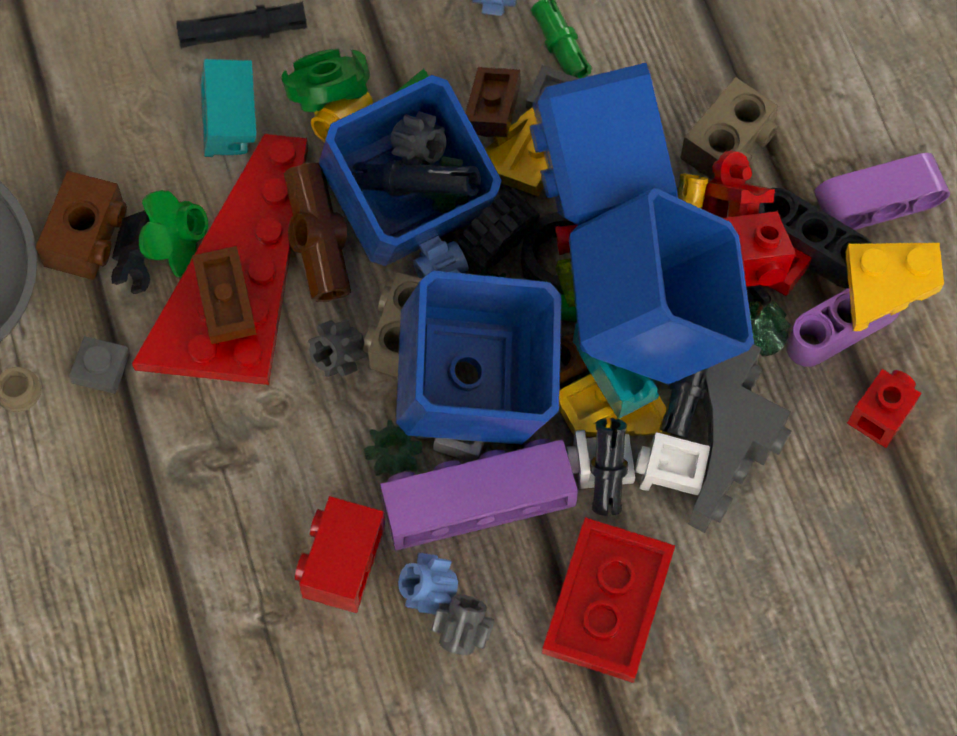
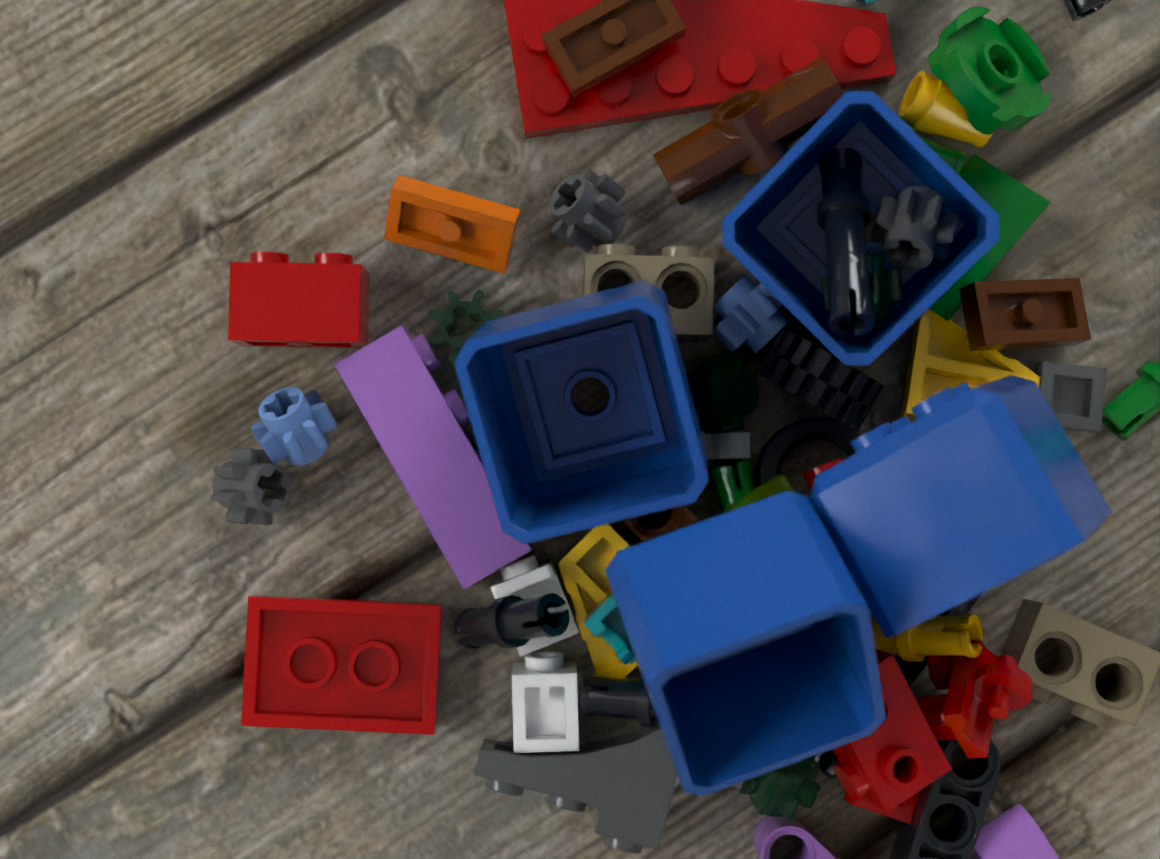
camera: 75 degrees right, 20 degrees up
(316, 441) = (451, 224): none -> orange plate

